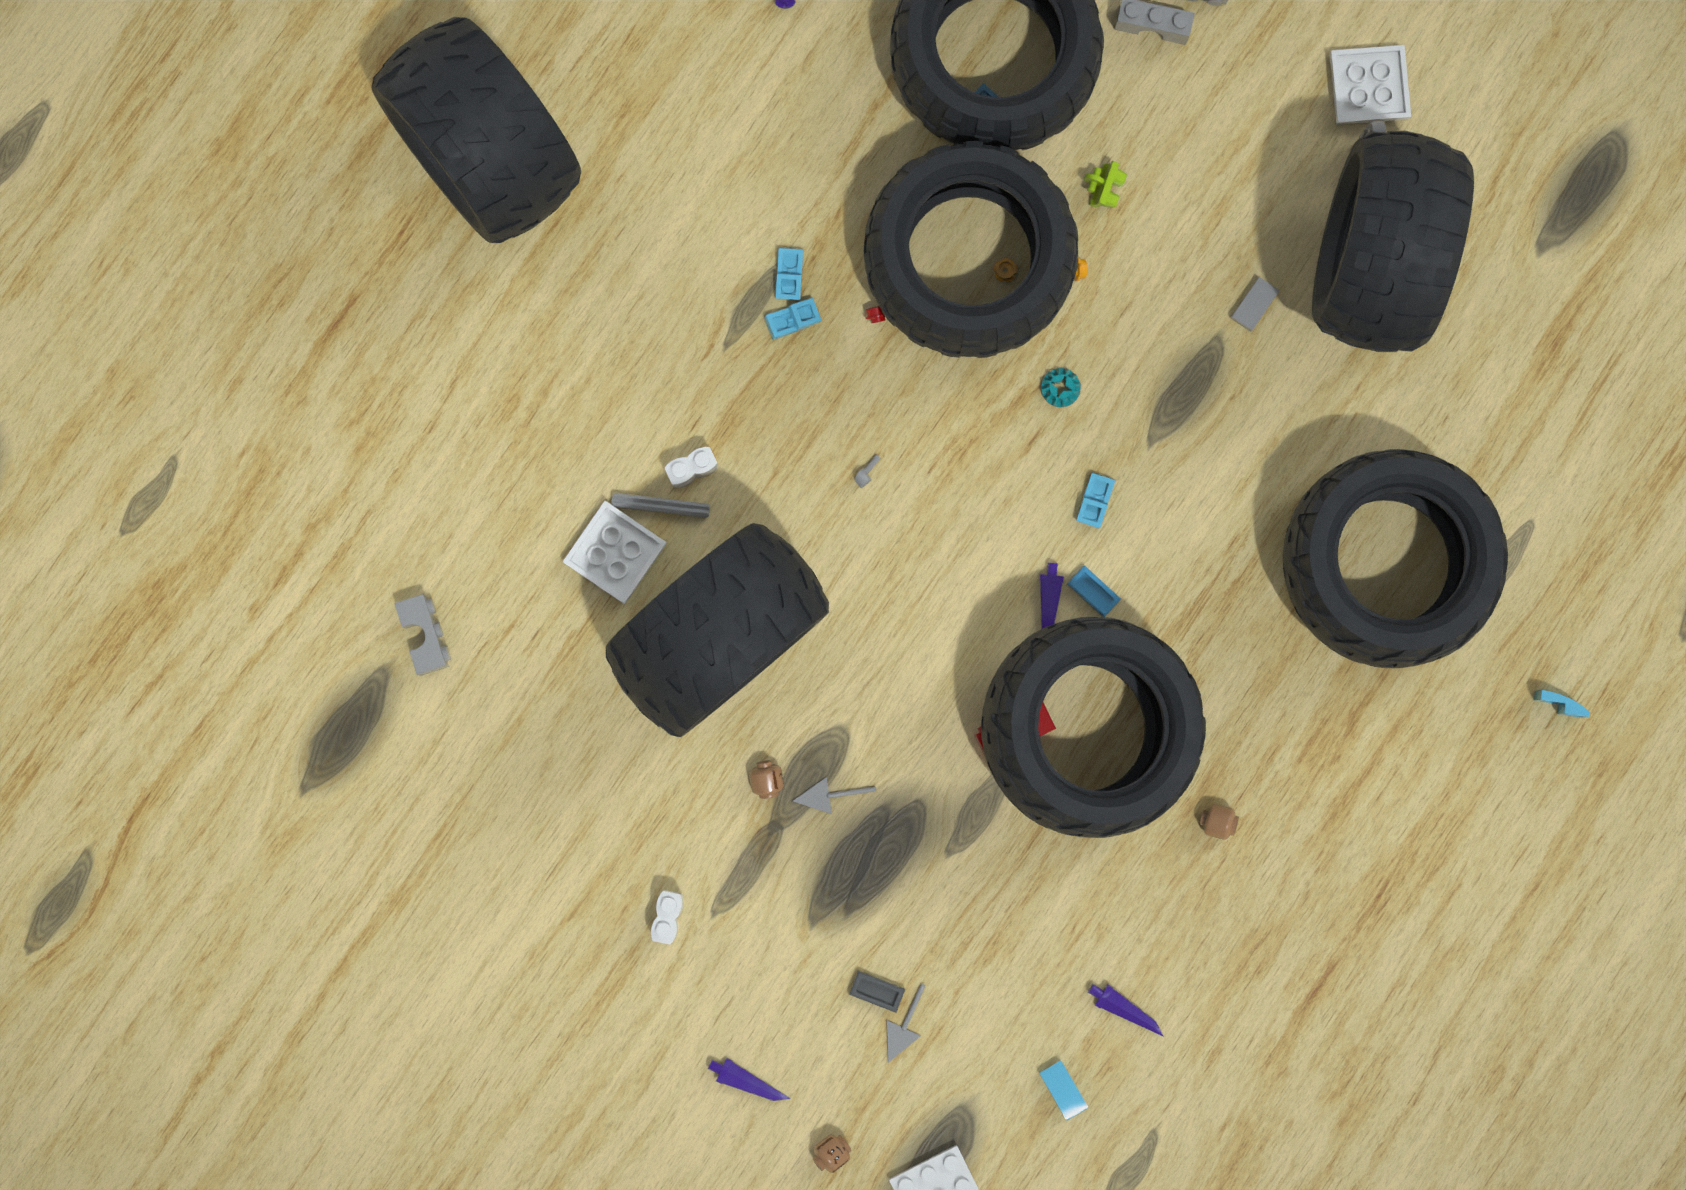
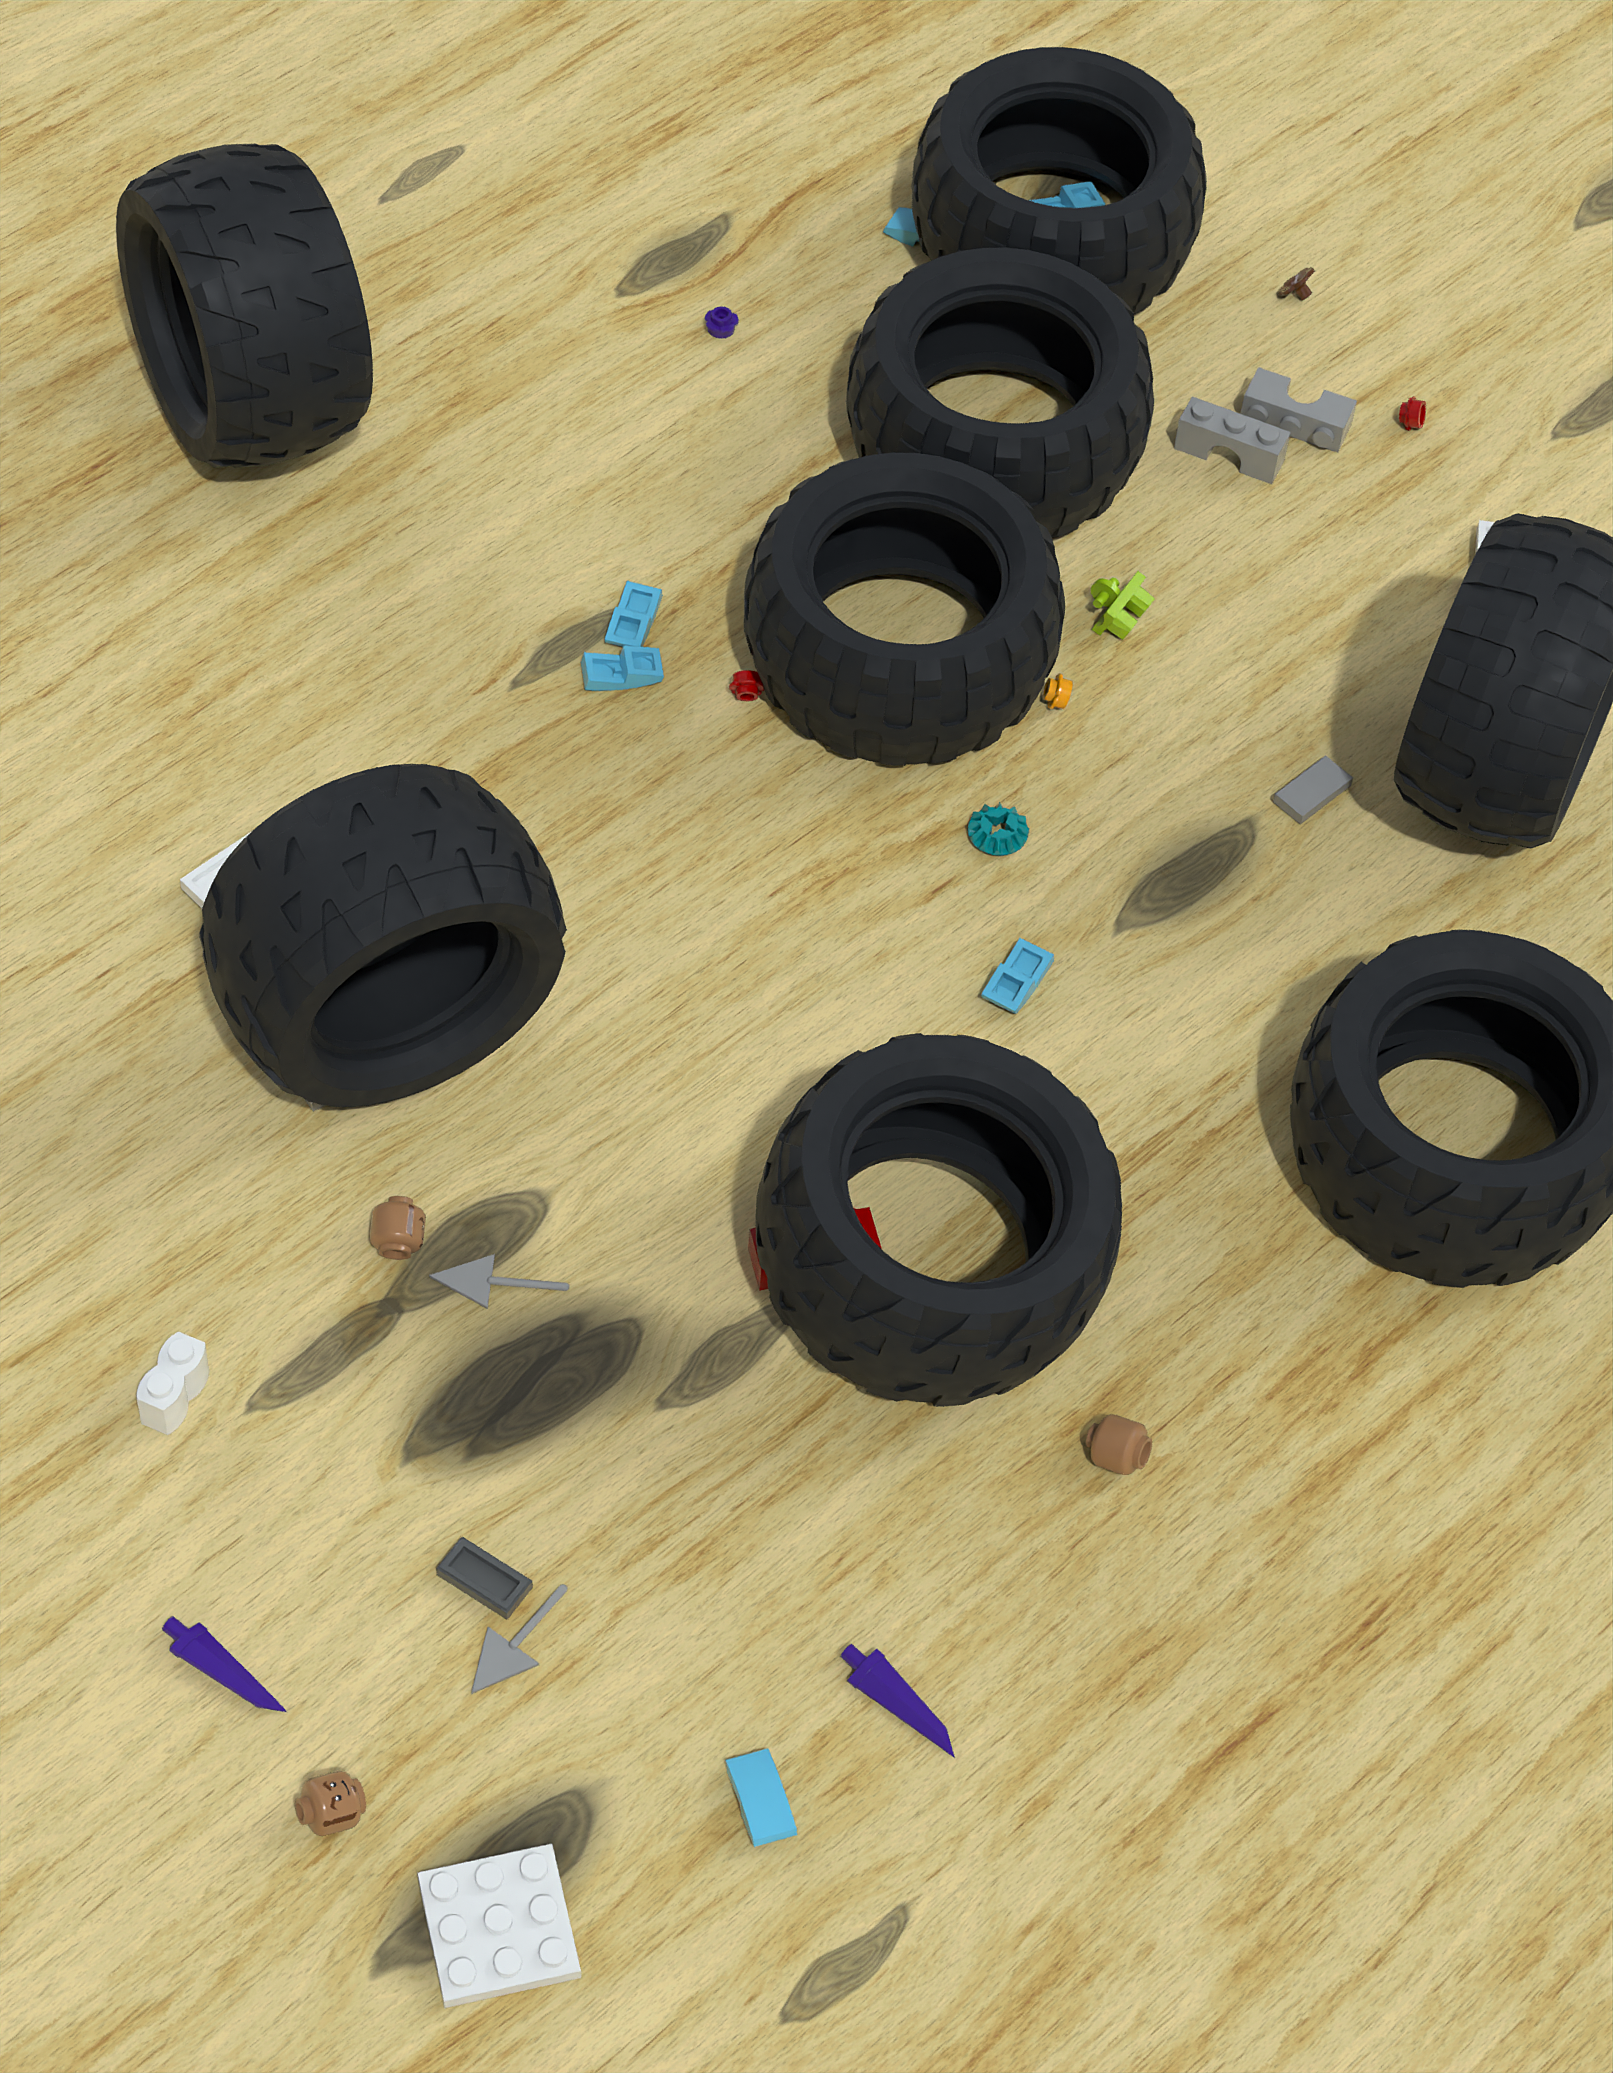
camera: 10 degrees right, 30 degrees down
(862, 477) = (669, 874): light grey hand -> none

